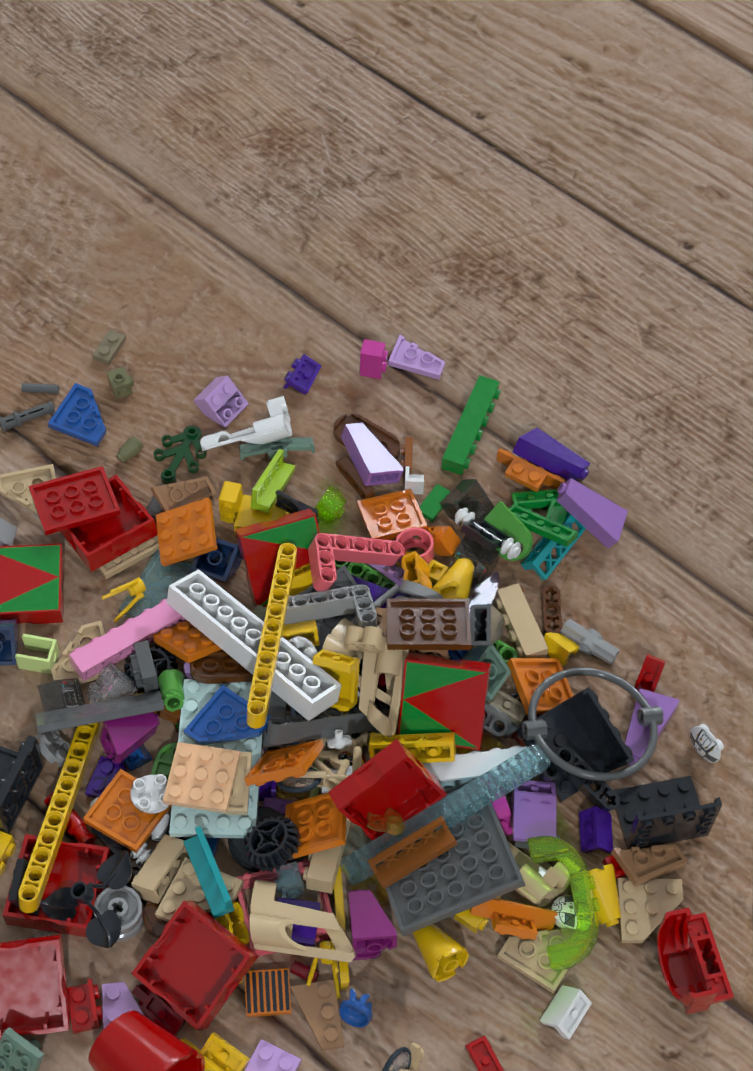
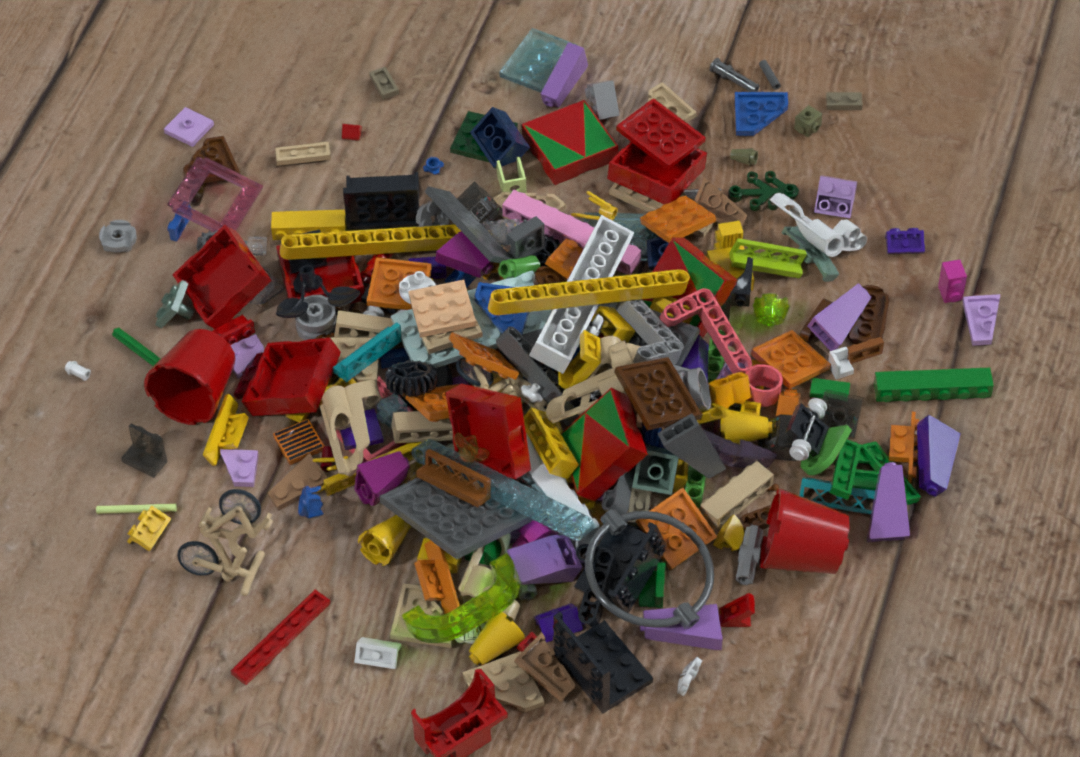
camera: 70 degrees right, 5 degrees down
(603, 588) = (803, 535): none -> red cone

